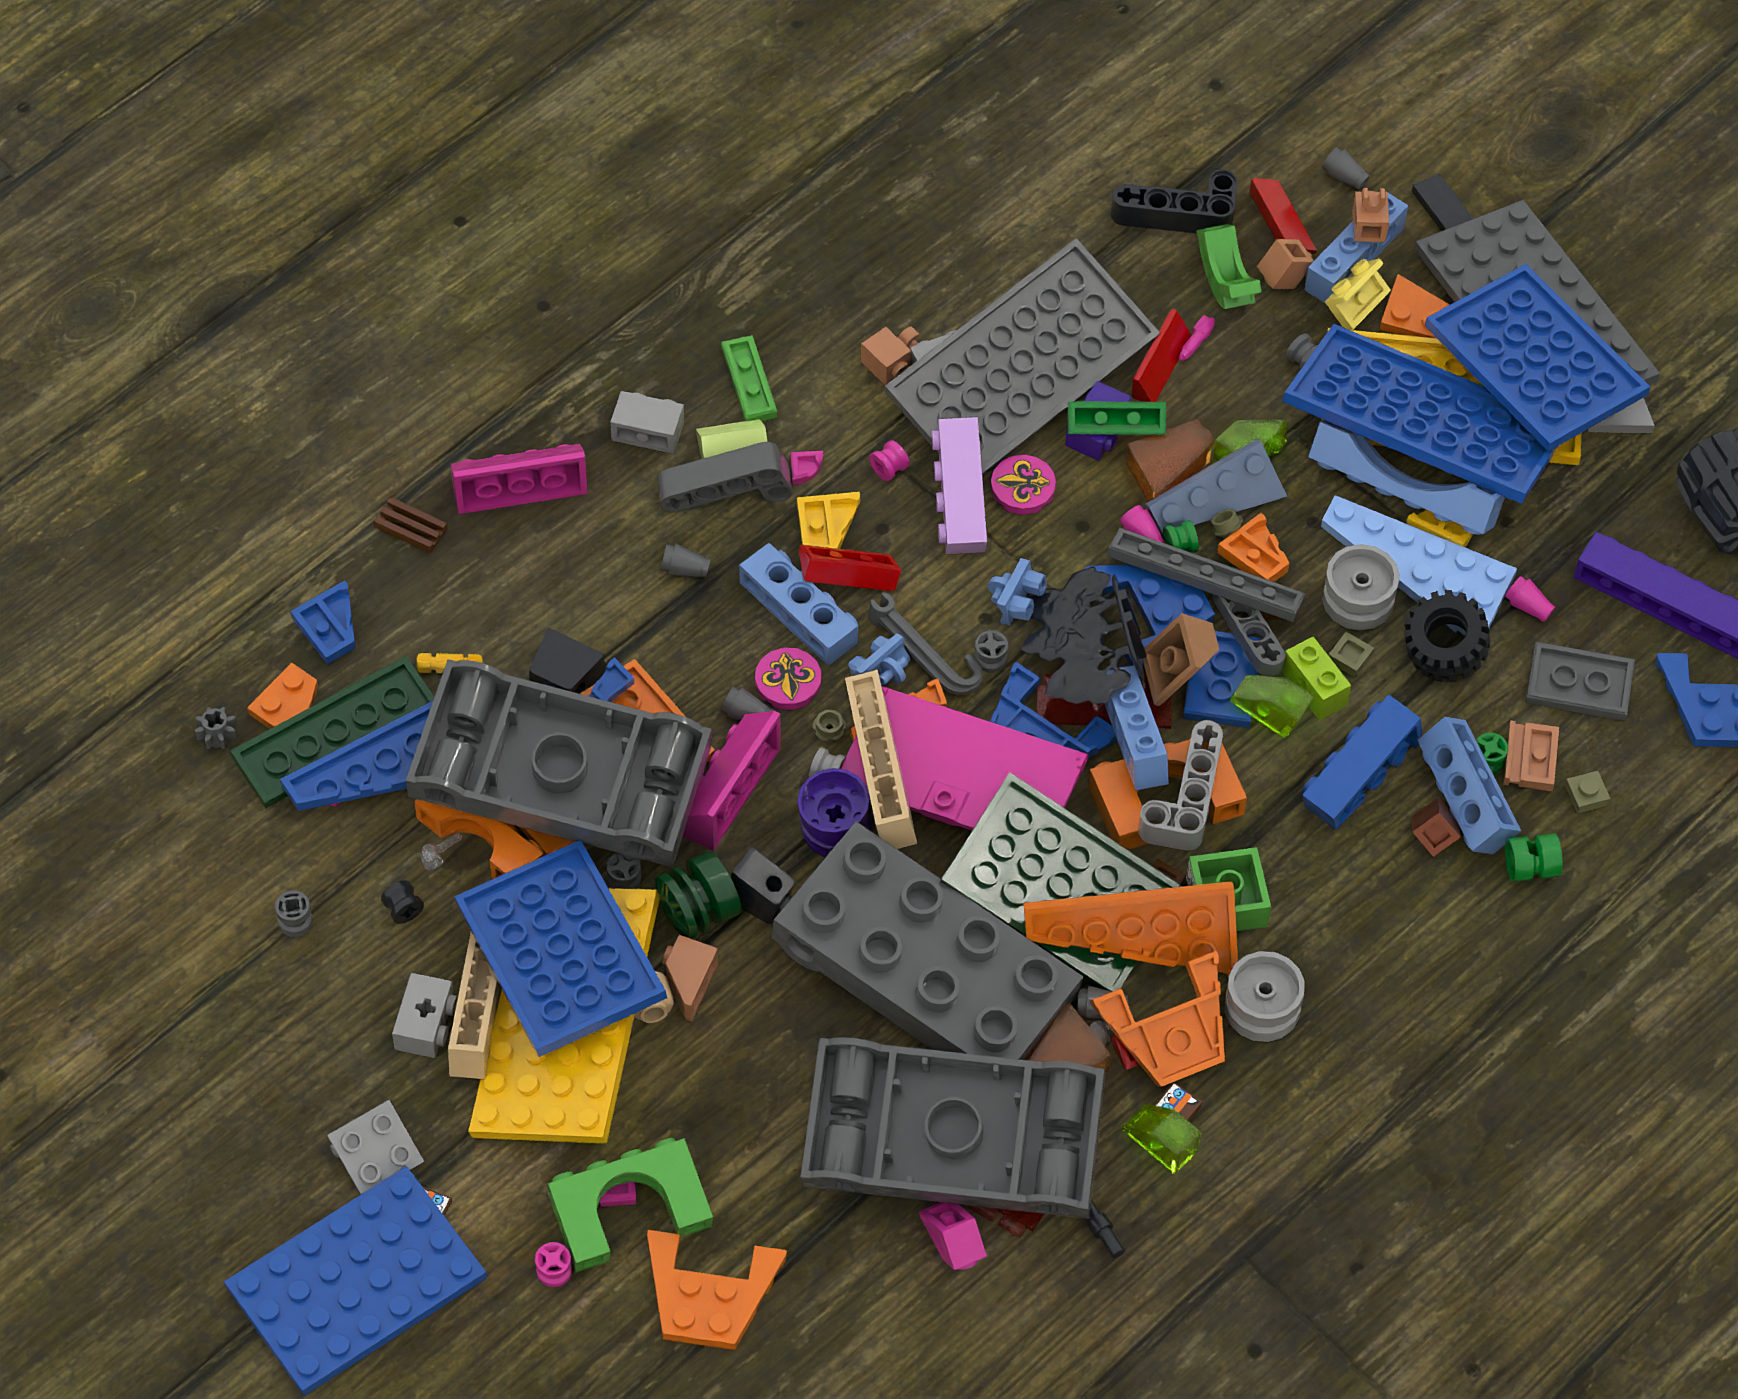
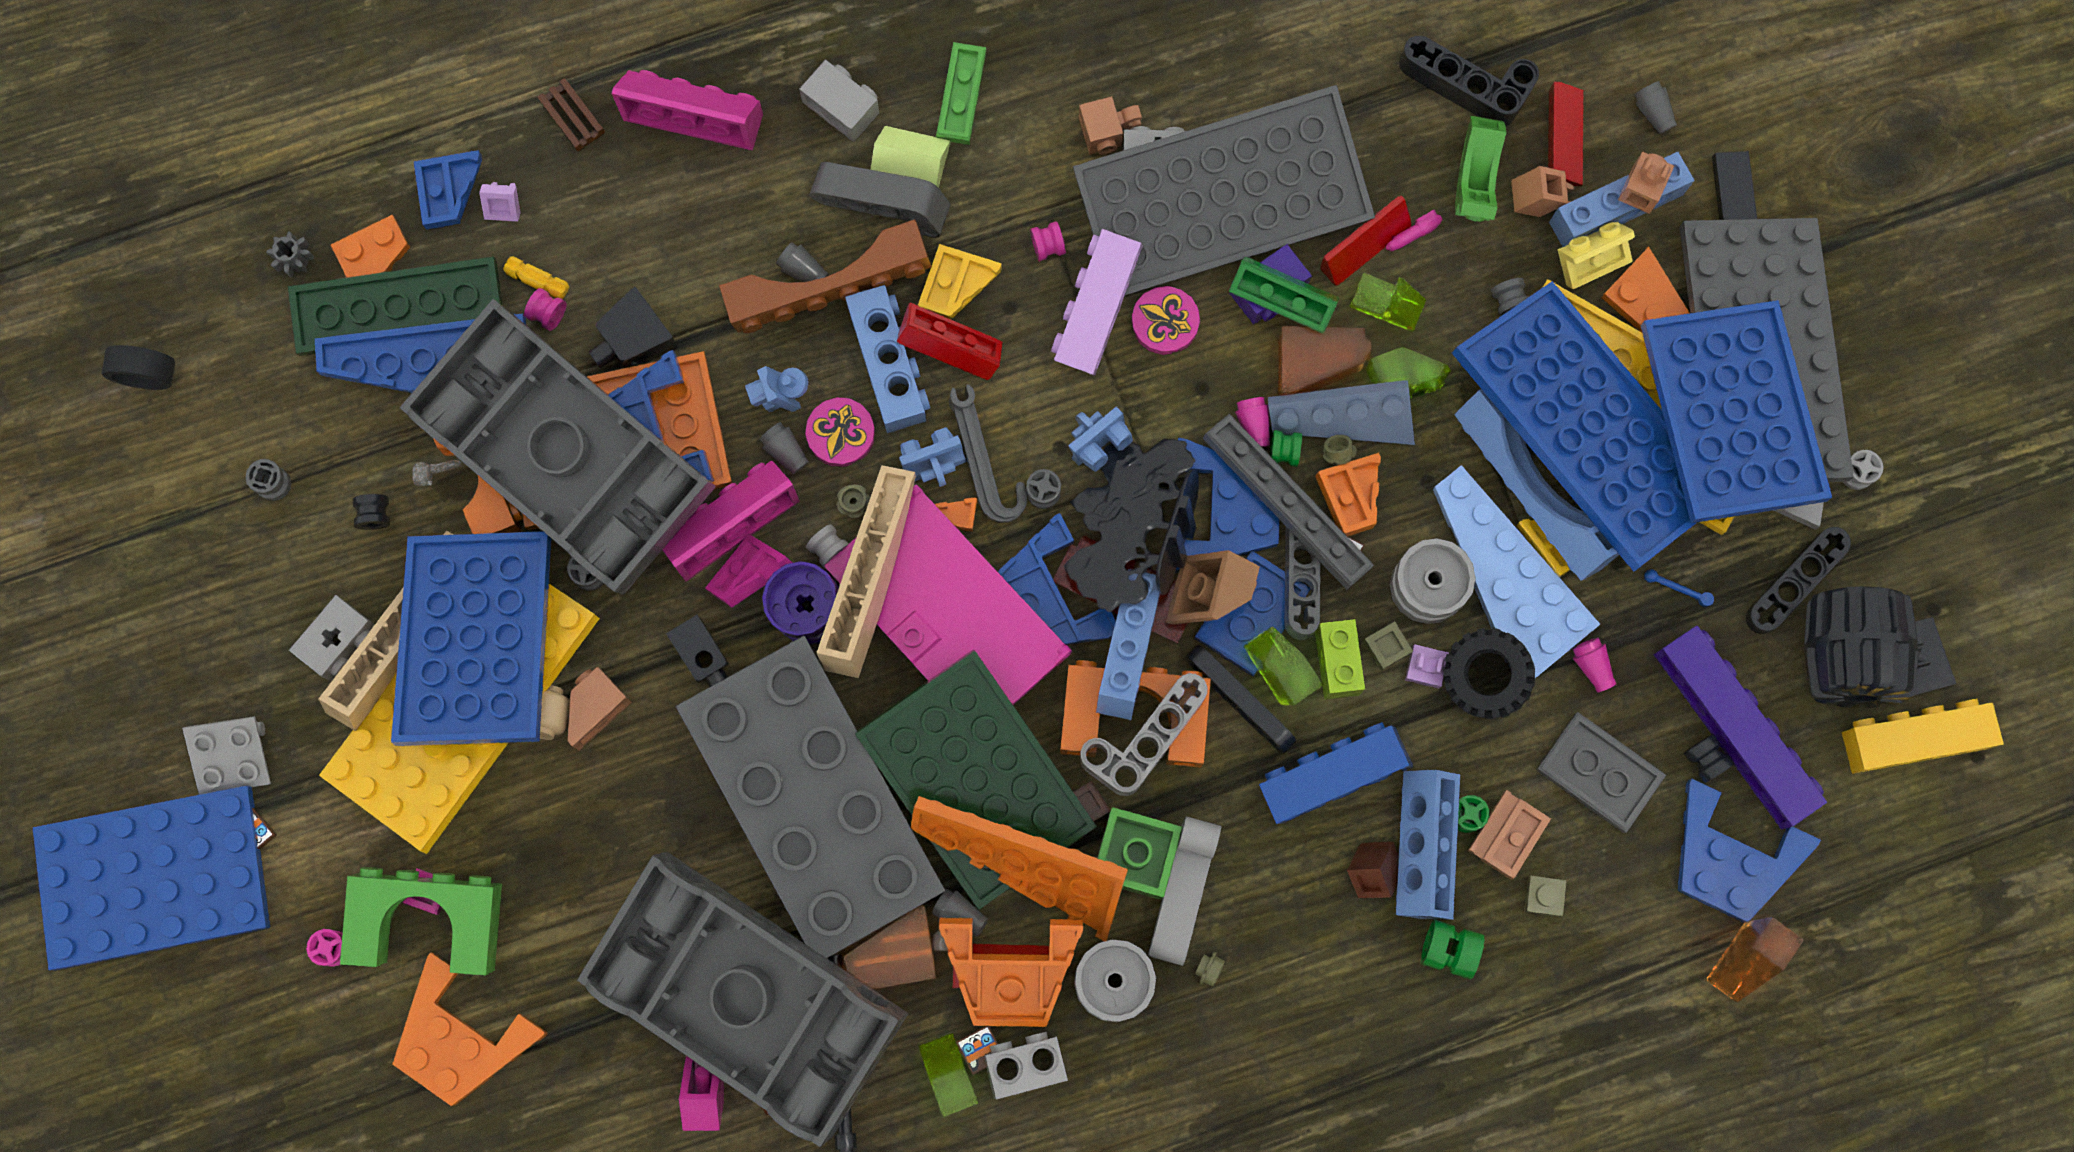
camera: 25 degrees right, 20 degrees up
(128, 866) = (138, 367): none -> black tyre
(386, 614) = (500, 202): none -> lavender tile
(663, 600) = (894, 255): none -> dark orange arch
(701, 893) = (627, 633): dark green wheel -> none
(717, 662) = (778, 389): none -> medium blue hips
(768, 812) = (746, 571): none -> dark pink wing
(805, 466) = (968, 210): dark pink tile -> none
(1207, 398) = (1389, 302): none -> clear neon green slope
(1229, 1102) = (1026, 1076): none -> light grey brick
(1259, 745) = (1241, 699): none -> black beam
(1287, 919) = (1184, 891): none -> light grey beam
(1339, 960) = (1210, 969): none -> olive plate
(1391, 659) = (1426, 666): none -> lavender tile
(1592, 519) = (1705, 599): none -> blue hinge
(1659, 473) = (1798, 580): none -> black beam
(1662, 631) = (1709, 759): none -> black wheel
(1670, 366) = (1868, 465): none -> light grey wheel

